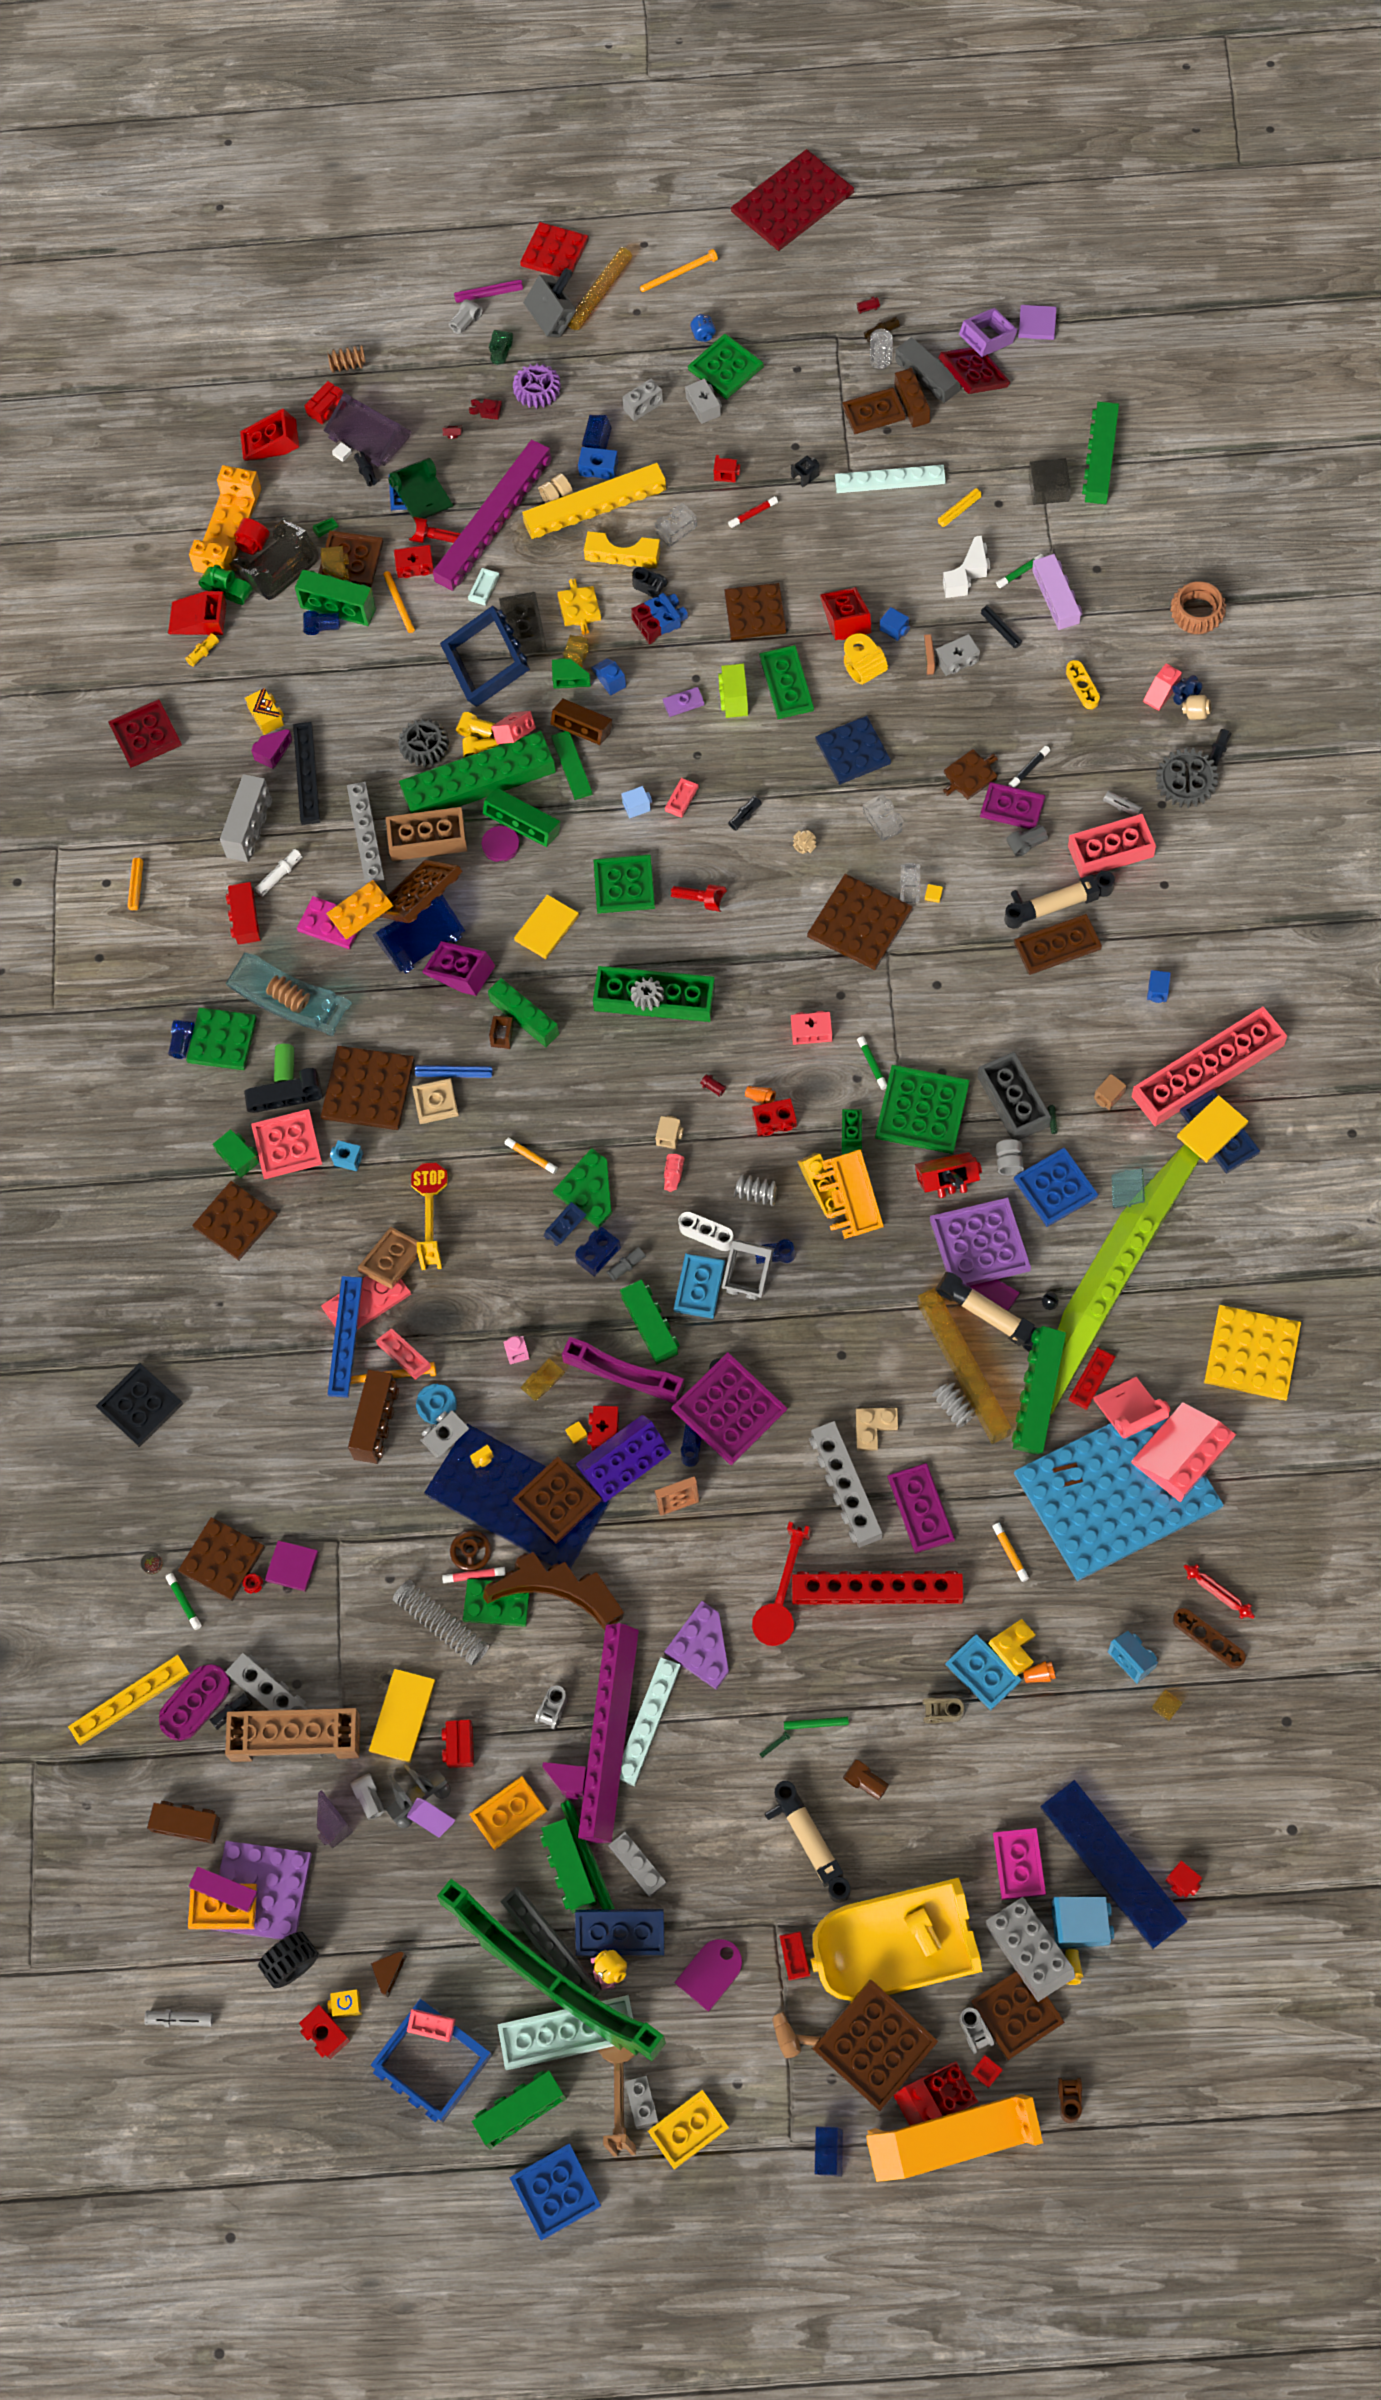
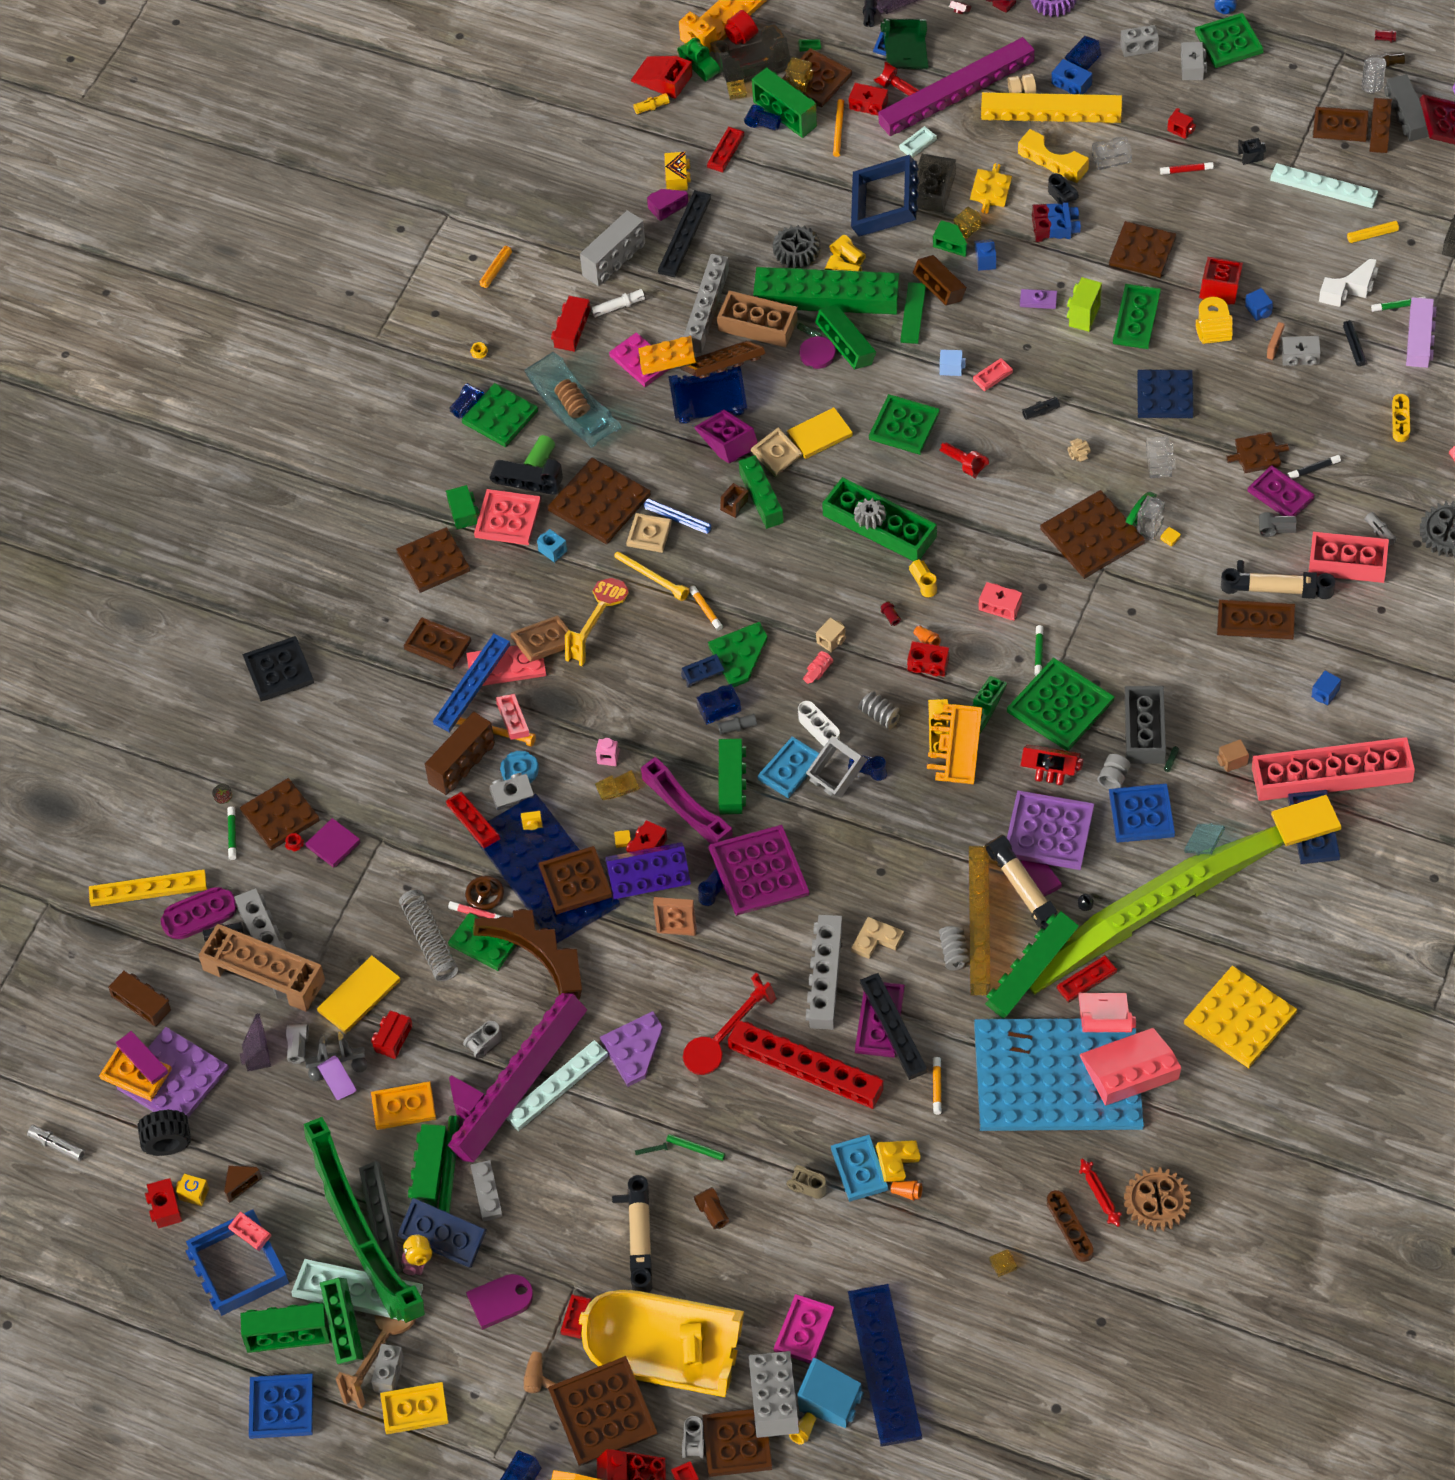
camera: 25 degrees right, 10 degrees down
(145, 733) = (567, 151): dark red plate -> none
(163, 975) = (479, 350): none -> yellow plate
(278, 602) = (736, 89): none -> clear yellow plate
(286, 1307) = (437, 643): none -> reddish brown plate
(300, 668) = (725, 149): none -> red tile
(420, 1480) = (472, 820): none -> red tile
(484, 825) = (808, 330): none -> clear green piece
(497, 1150) = (680, 591): none -> yellow piece
(513, 727) = (877, 261): coral brick -> none
(516, 964) = (776, 451): none -> tan plate
(574, 2077) = (342, 1321): none -> green brick
(726, 1034) = (924, 578): none -> yellow piece
(896, 868) = (1132, 519): none -> green tile
(941, 1512) = (893, 1026): none -> black plate
(1132, 1656) = (993, 1208): dark azure slope -> none
(1184, 1880) = (937, 1403): red brick -> none
(1260, 1584) = (1176, 1197): none -> medium nougat gear

